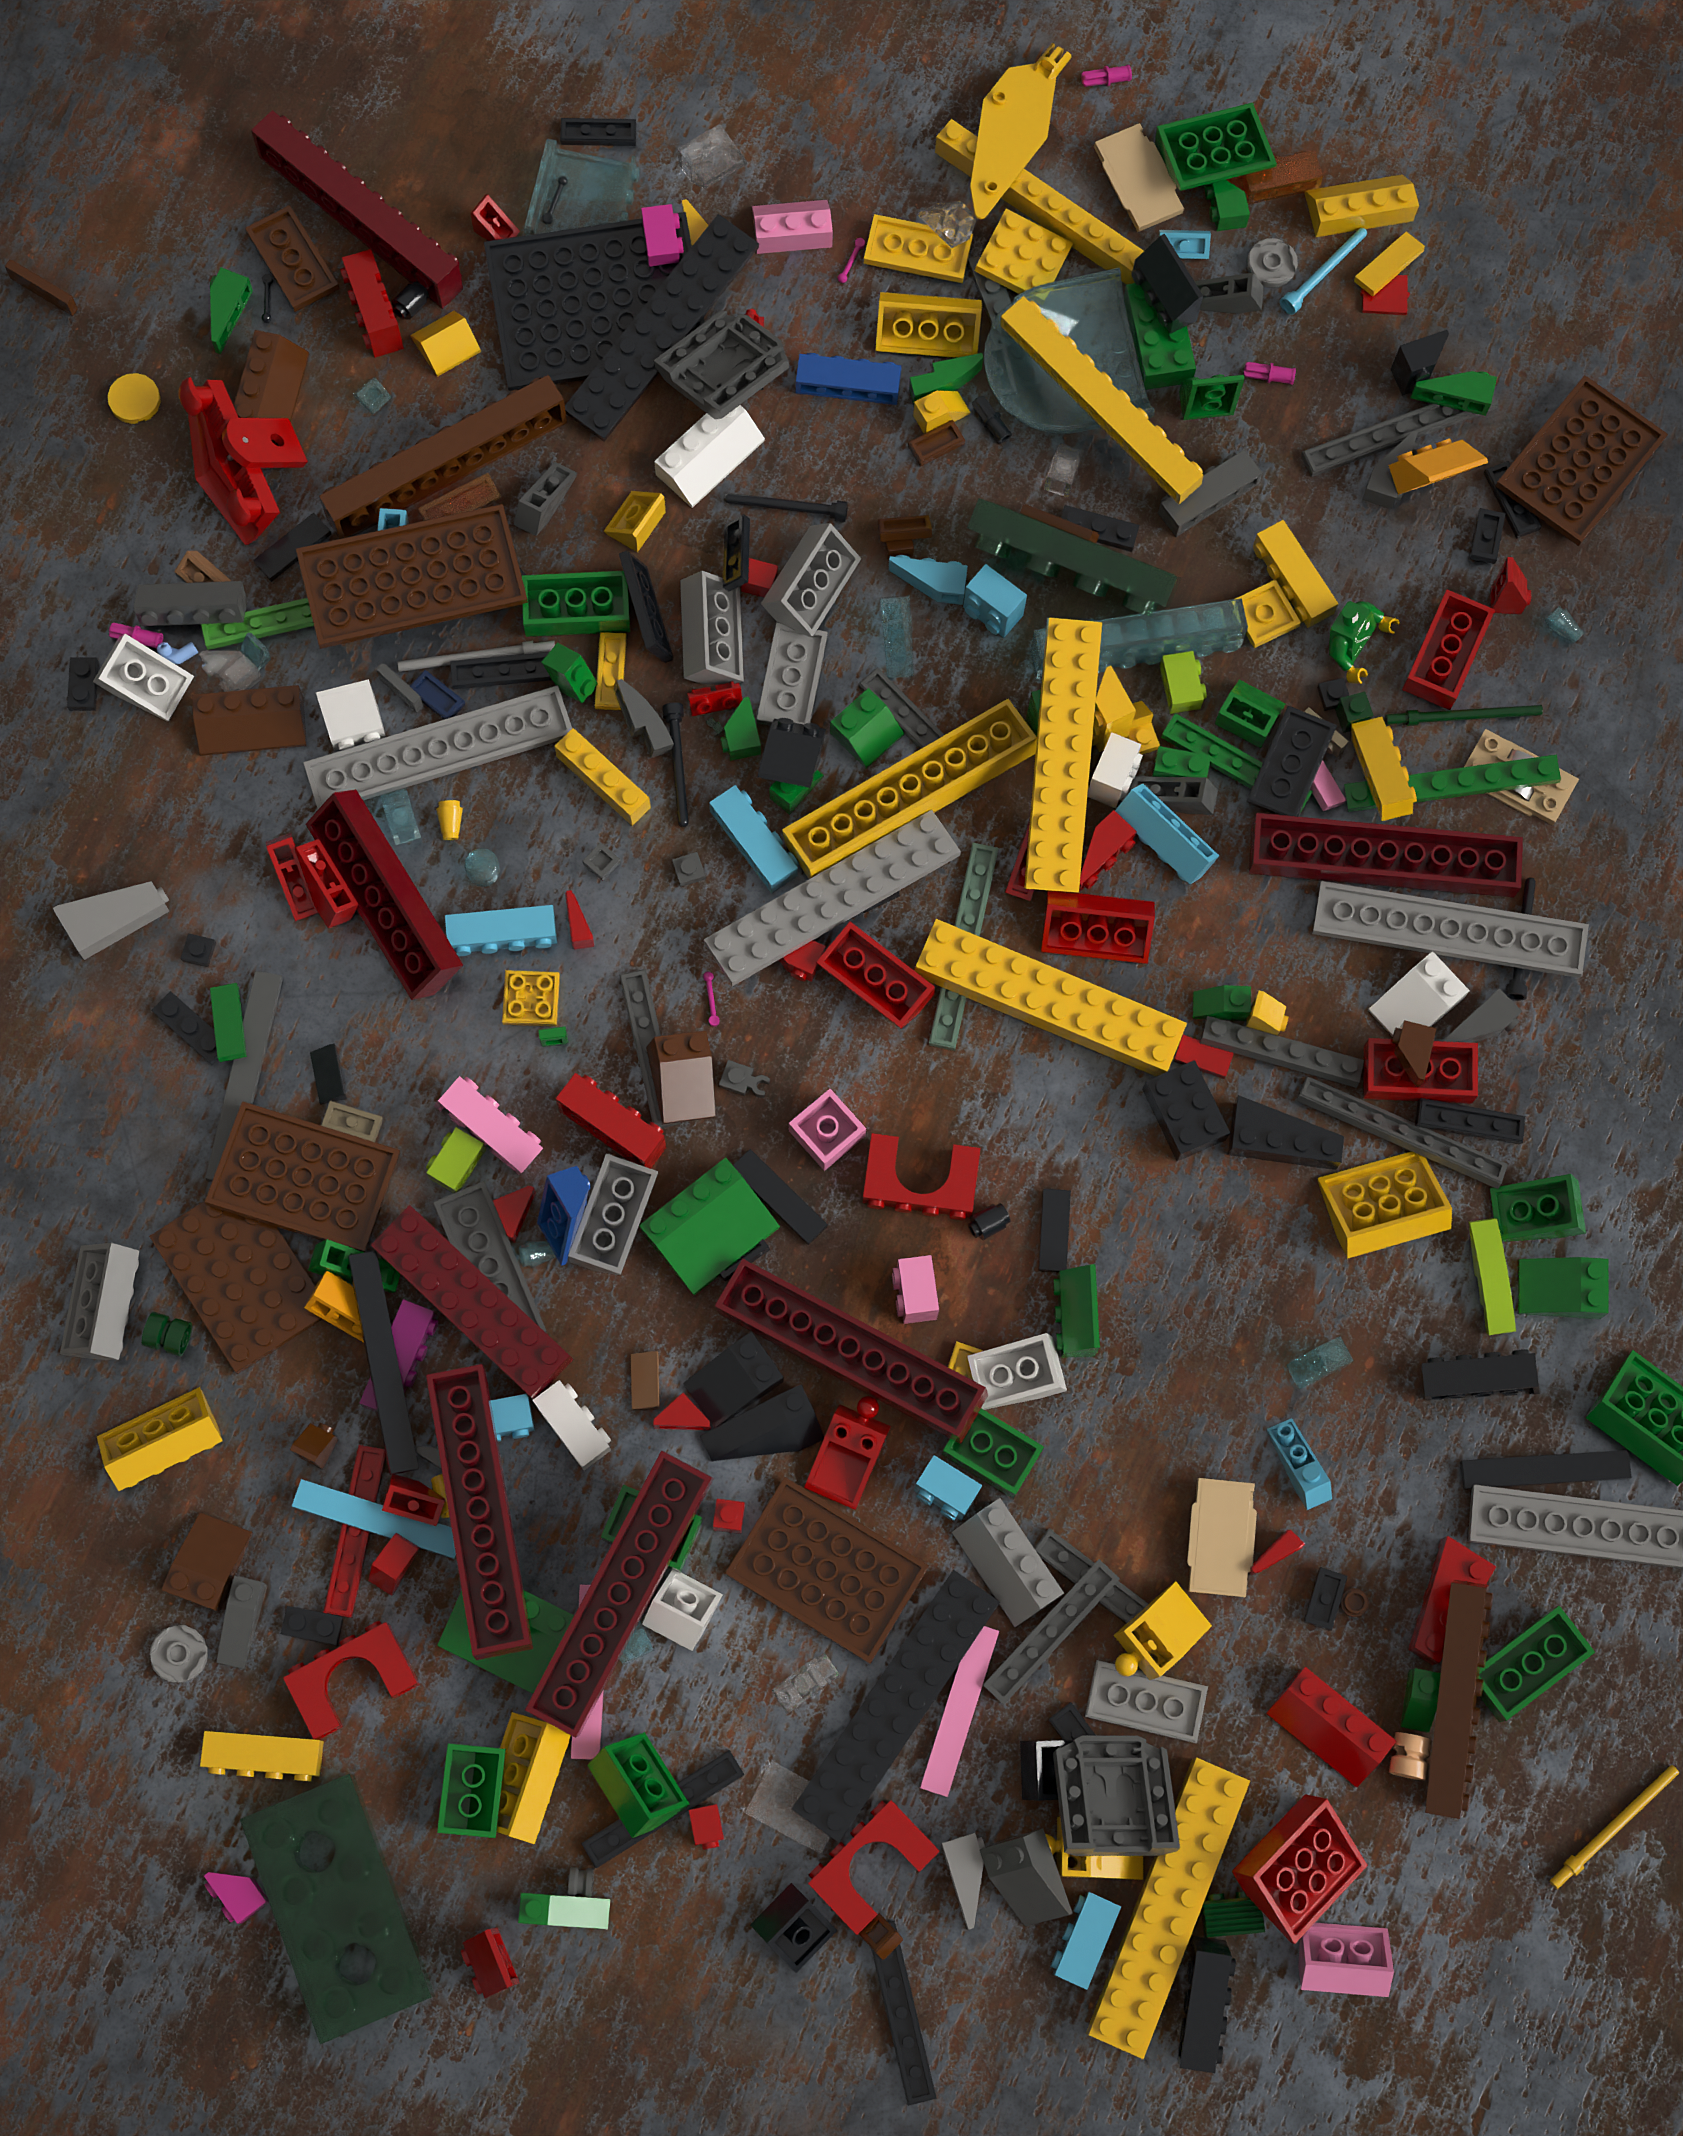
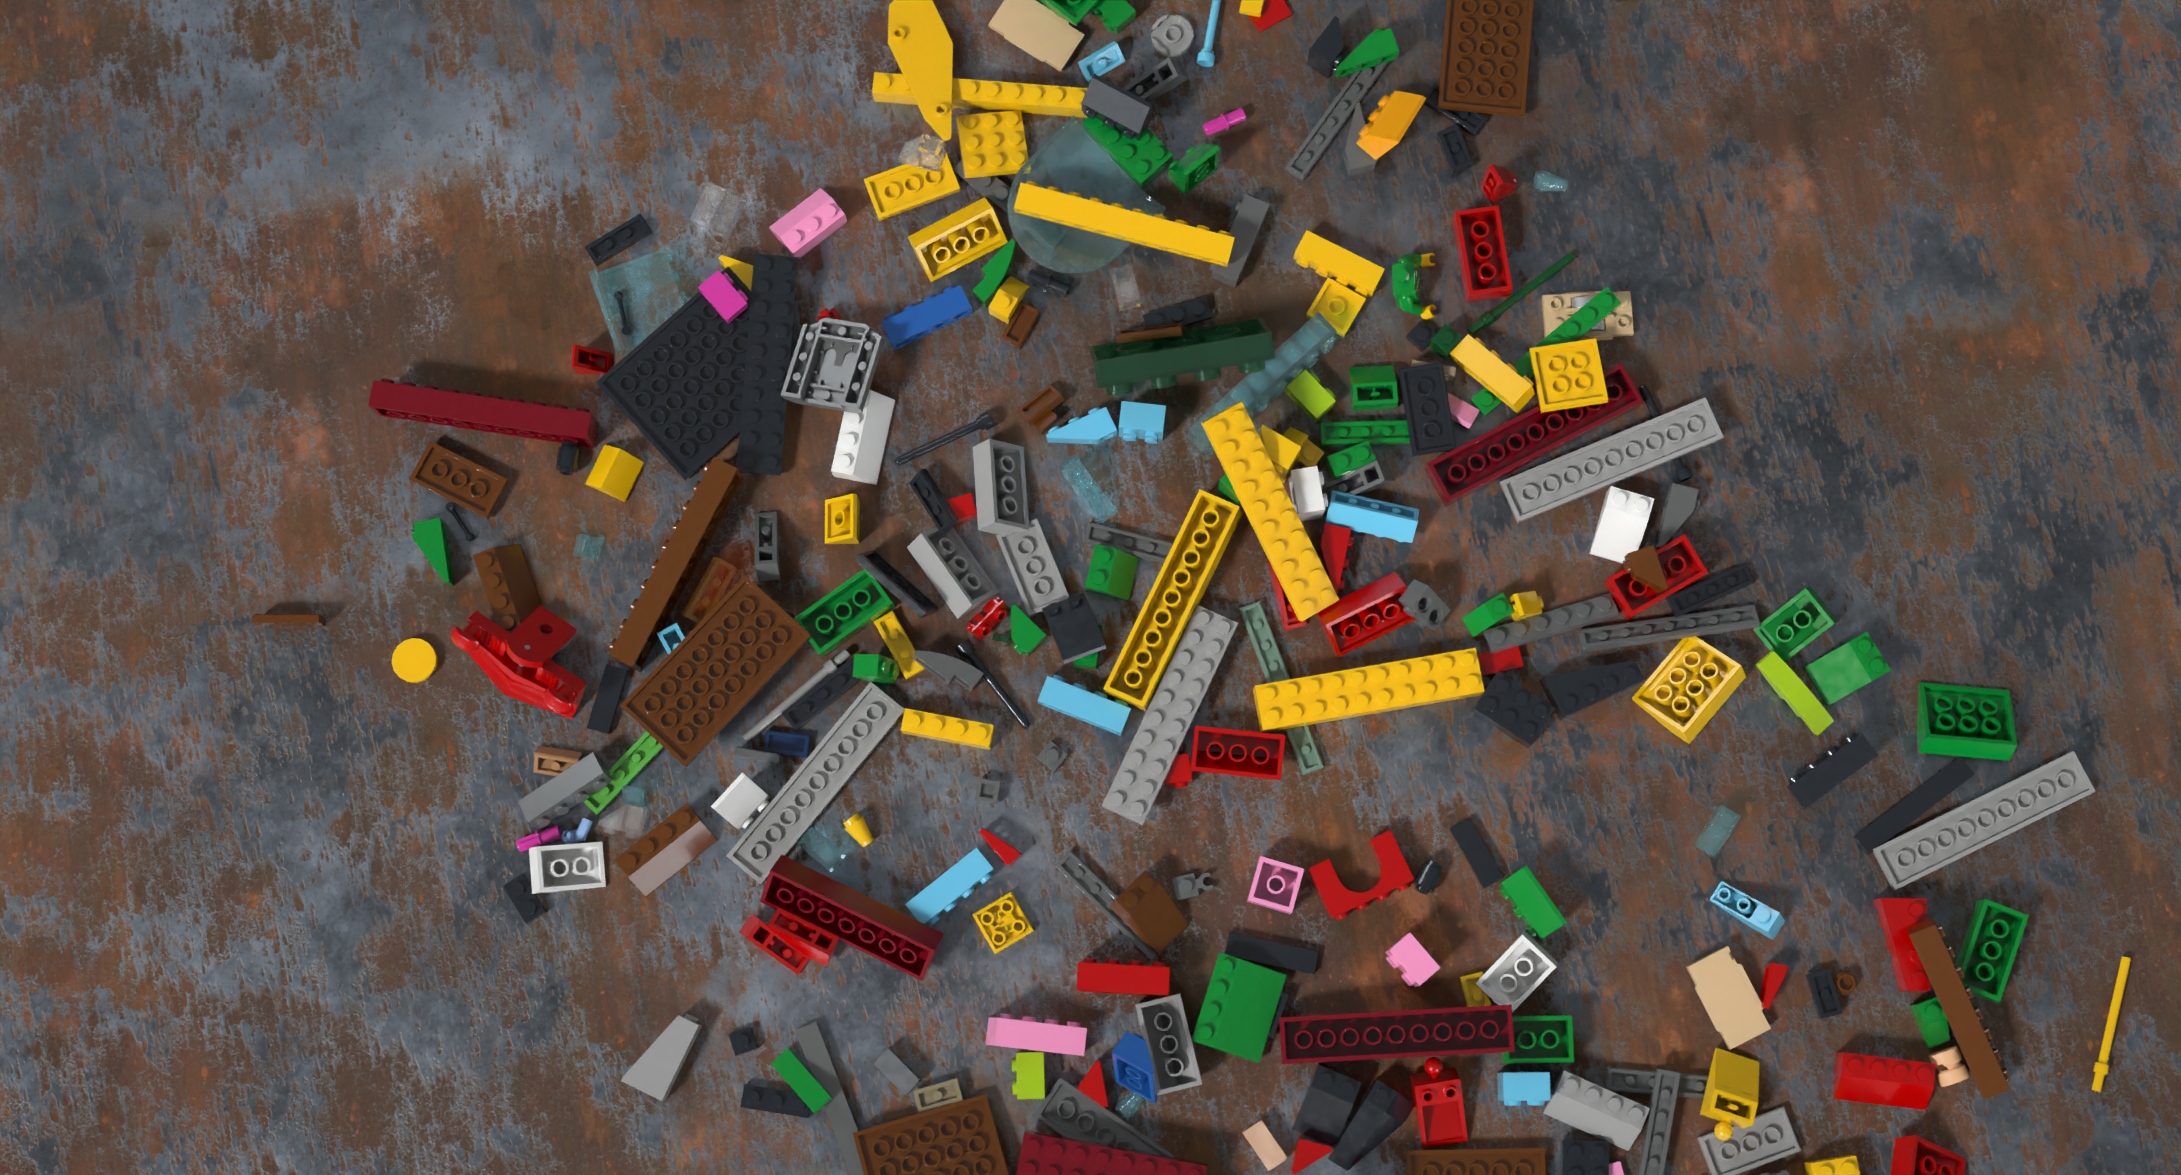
camera: 25 degrees left, 5 degrees up
(372, 302) = (542, 477): red wedge -> none
(482, 867) = (906, 851): clear light blue head -> none
(553, 1036) = (1040, 940): green tile -> none
(713, 1020) = (1141, 854): dark pink hinge -> none
(859, 244) = (866, 207): dark pink hinge -> none
(1166, 948) = (1424, 605): none -> dark grey brick
(1458, 814) = (1568, 375): none -> yellow plate

